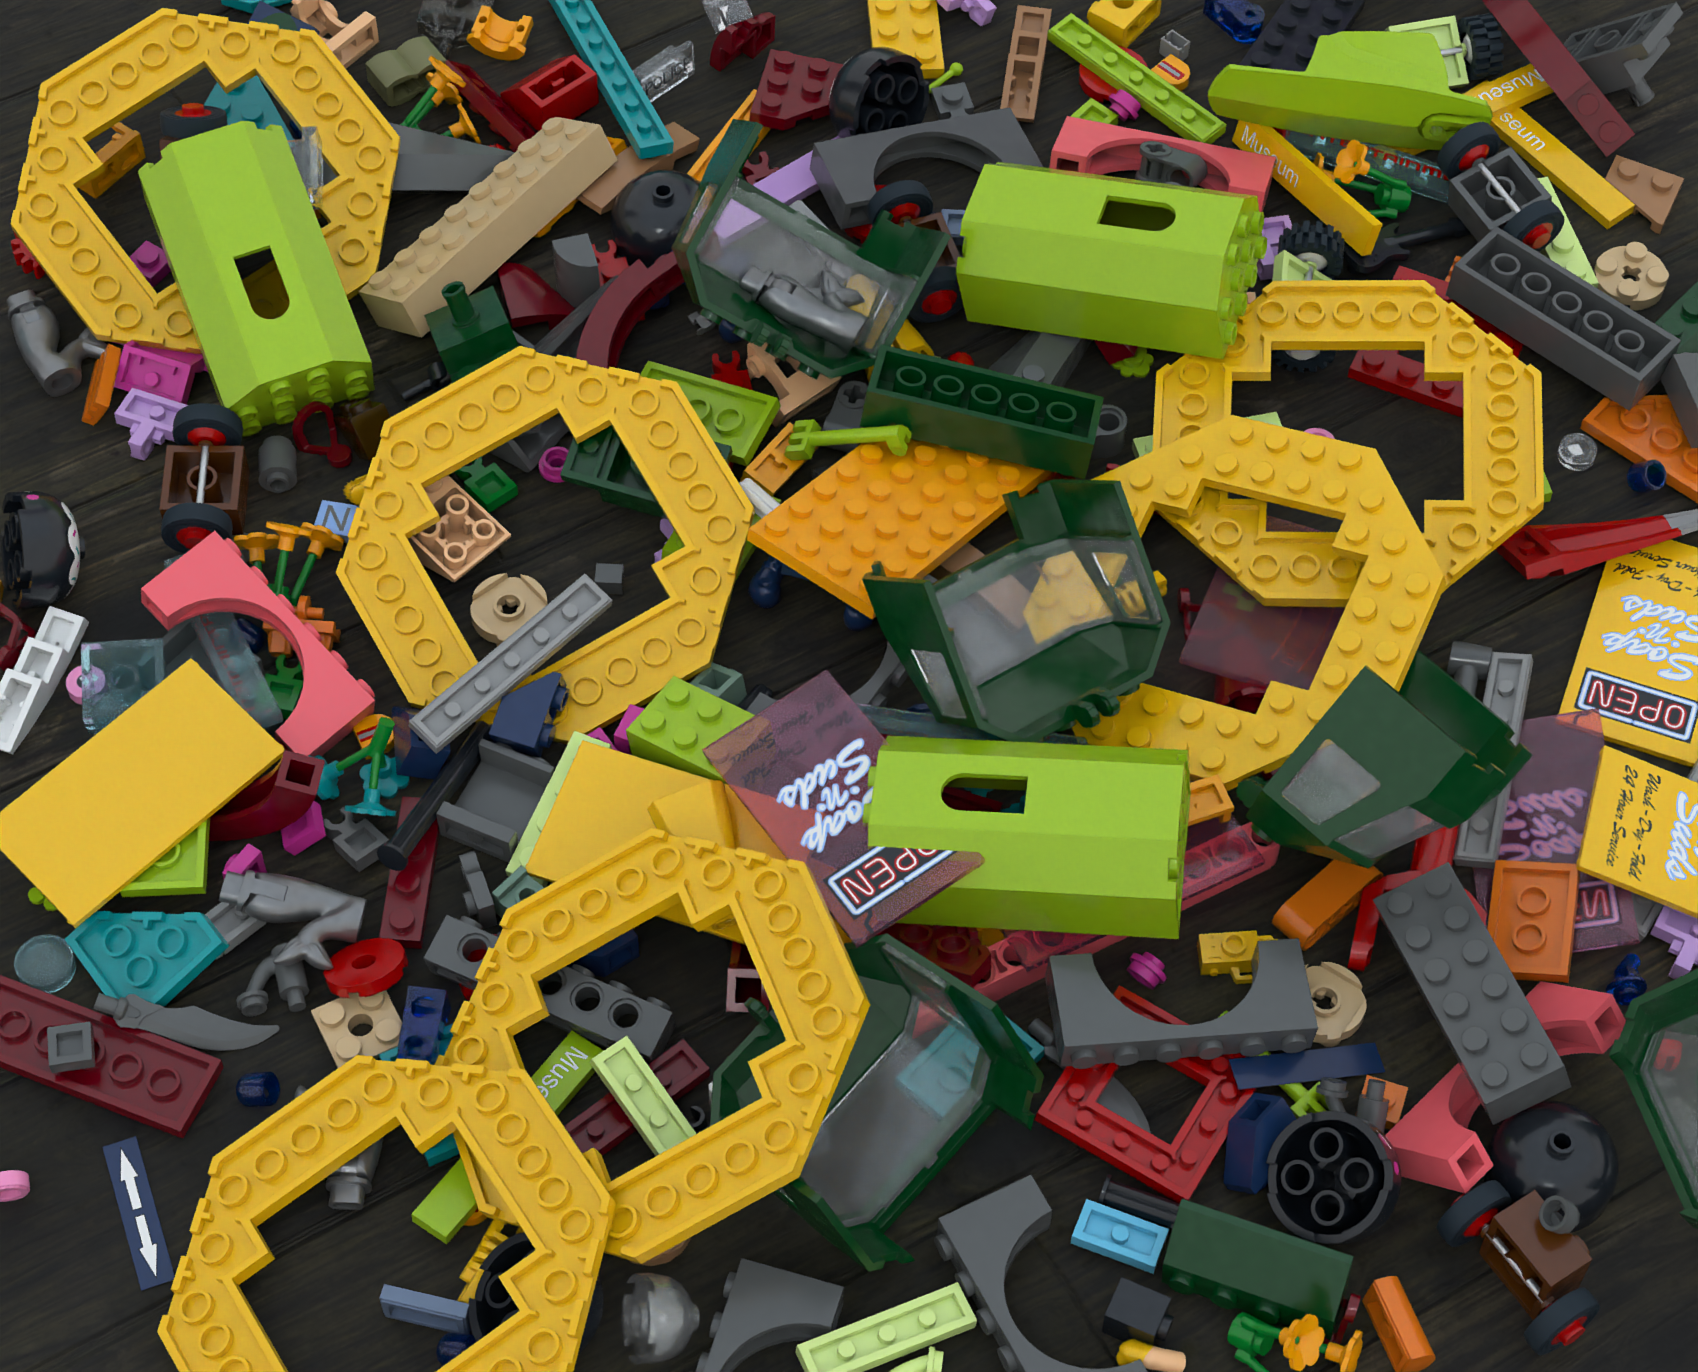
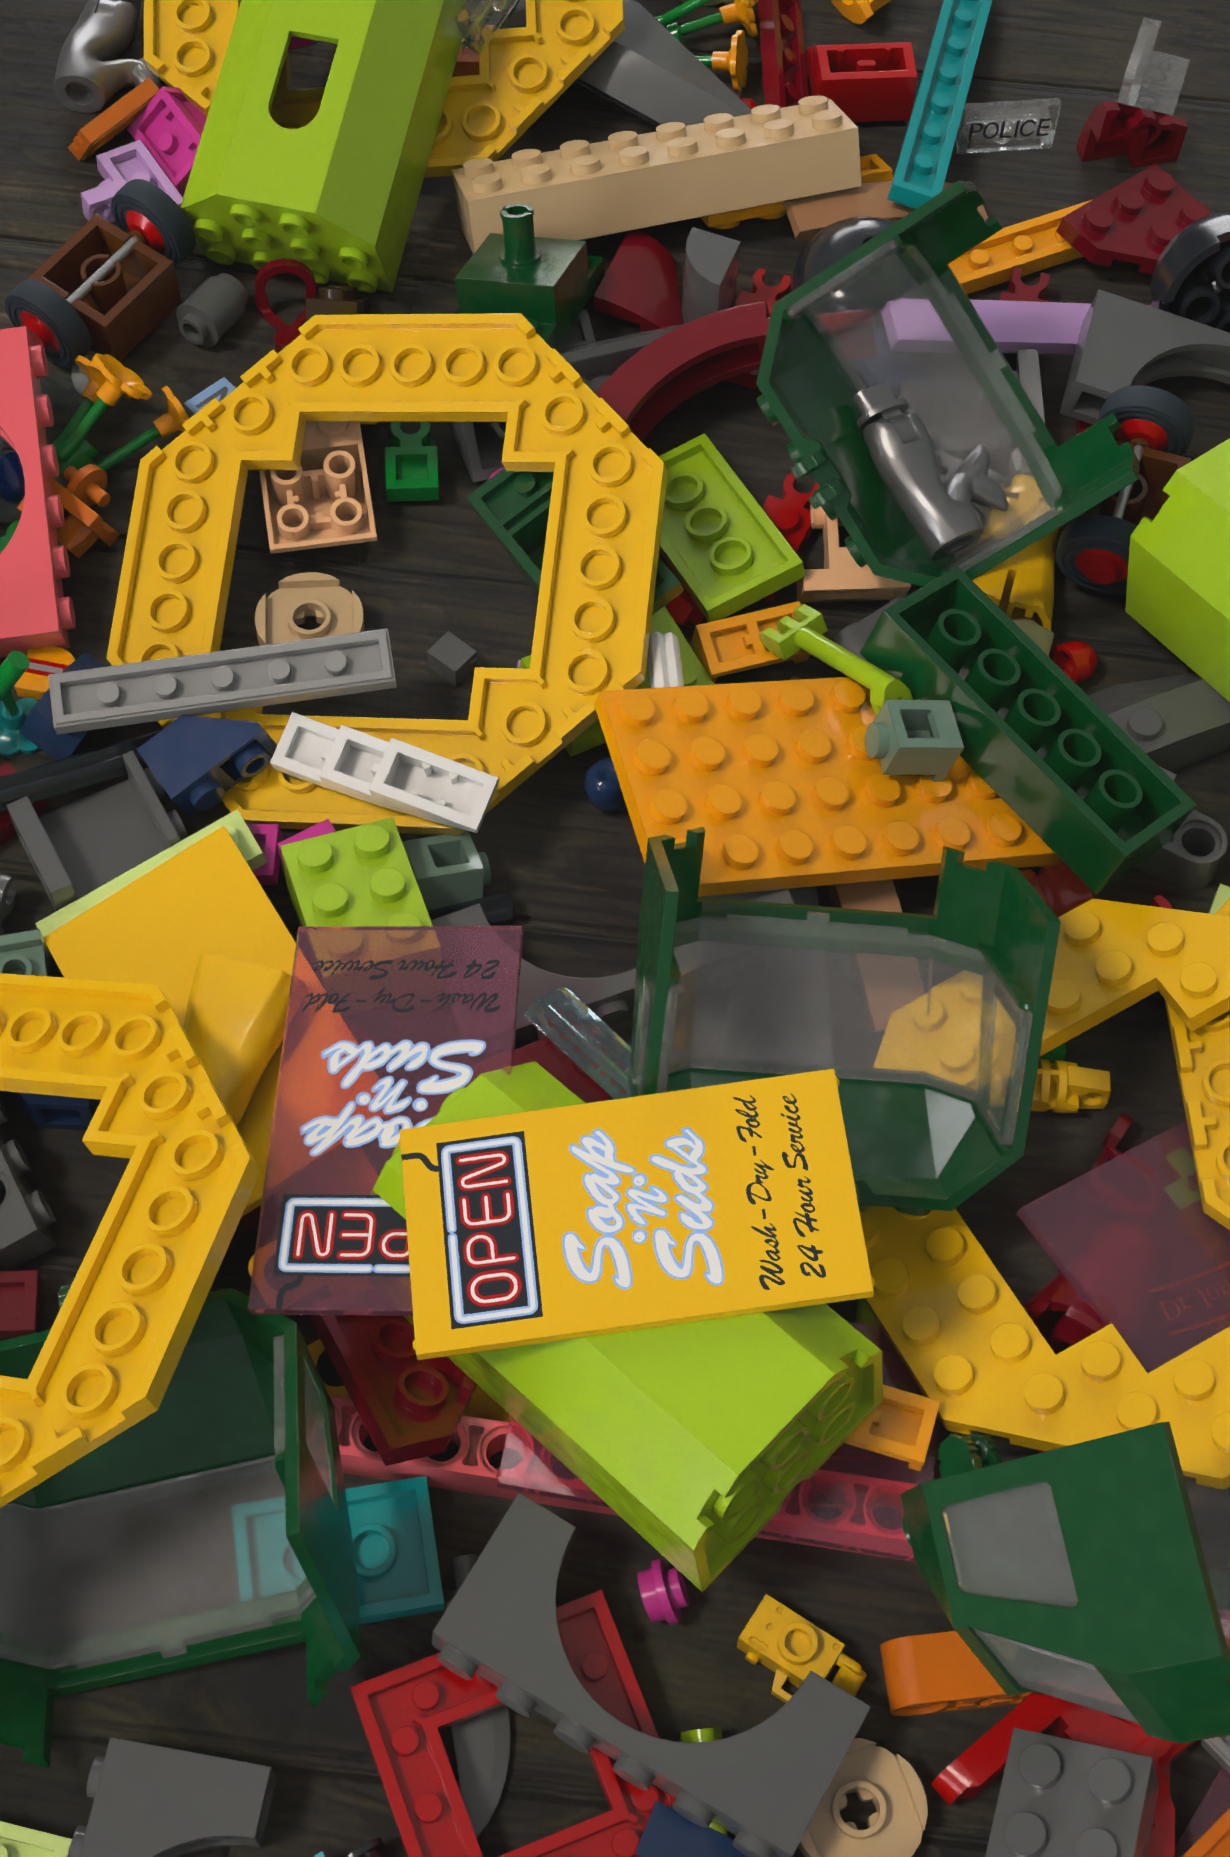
camera: 35 degrees right, 5 degrees up
(647, 656) = (385, 773): none -> white slope
(924, 457) = (915, 738): none -> sand green brick
(1017, 762) = (631, 1214): none -> yellow piece

